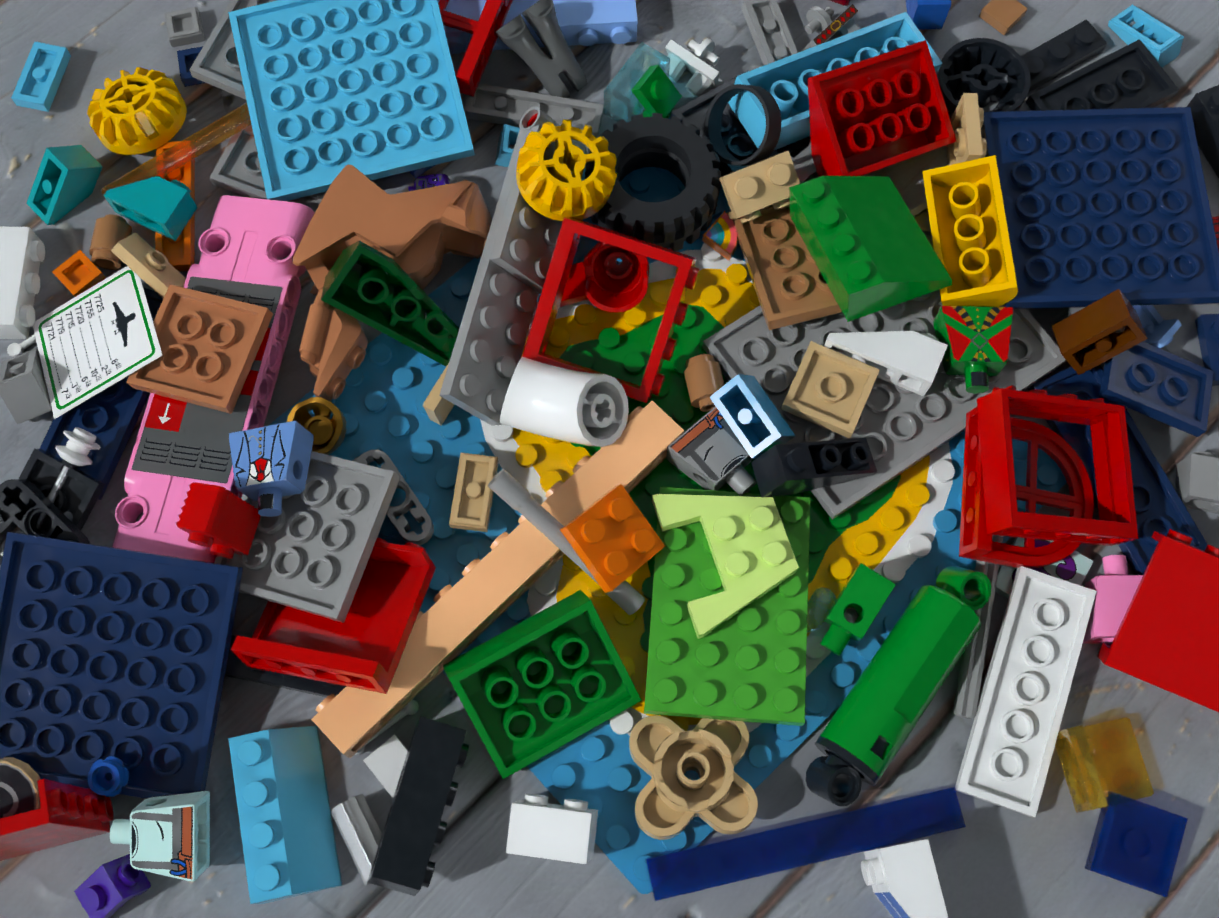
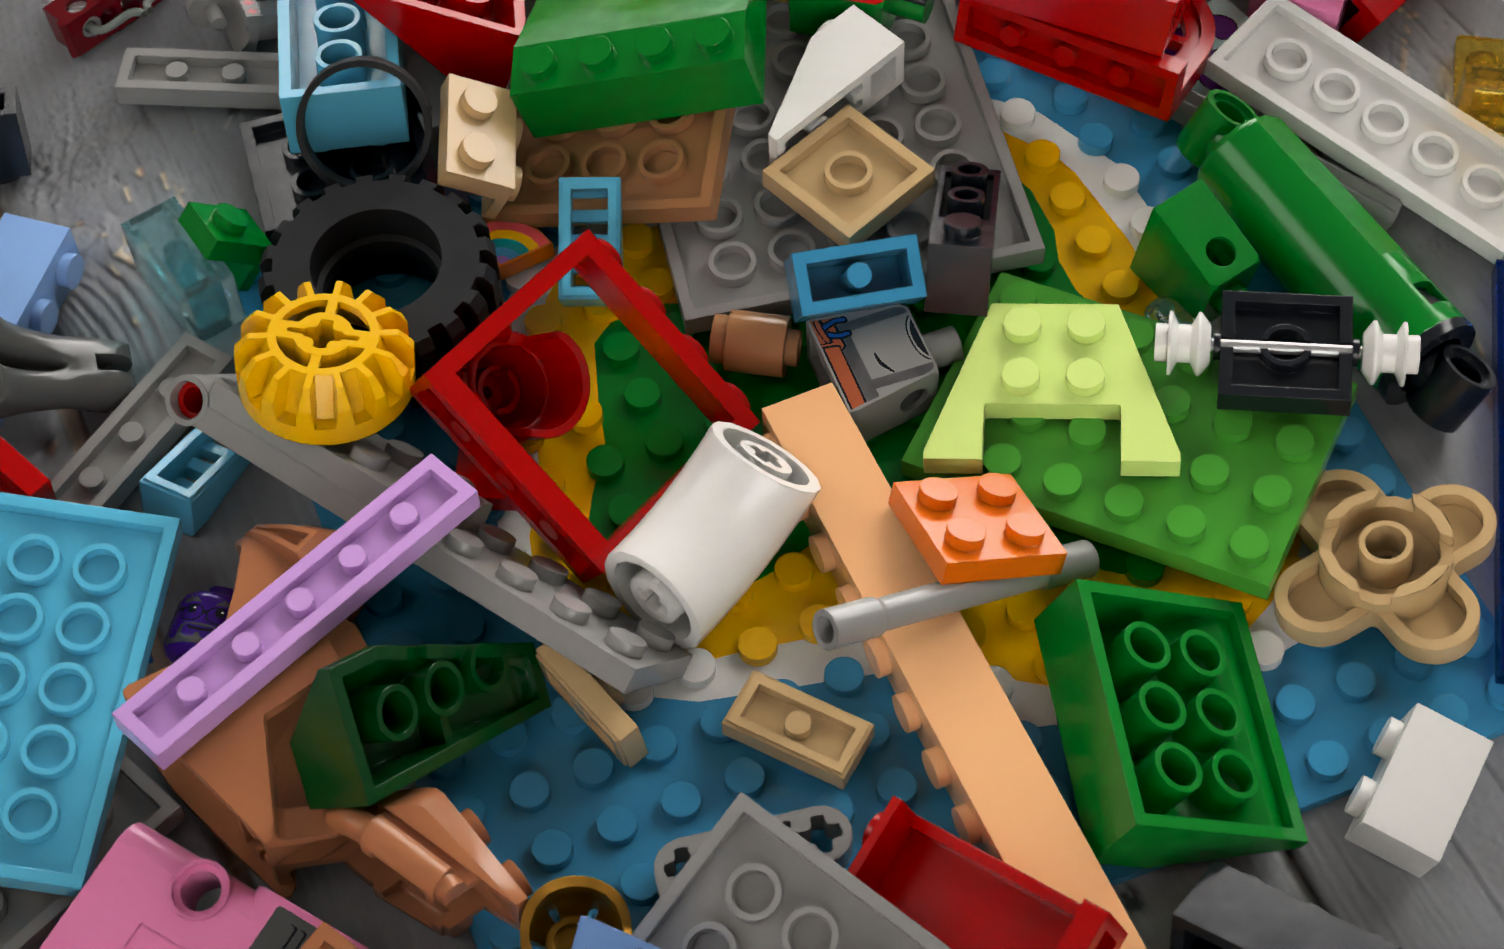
camera: 65 degrees left, 15 degrees down
(412, 221) = (295, 611): none -> lavender plate
(704, 75) = (191, 180): white hips -> none
(712, 268) = (587, 188): none -> medium azure slope
(798, 672) = (1287, 351): none -> black plate

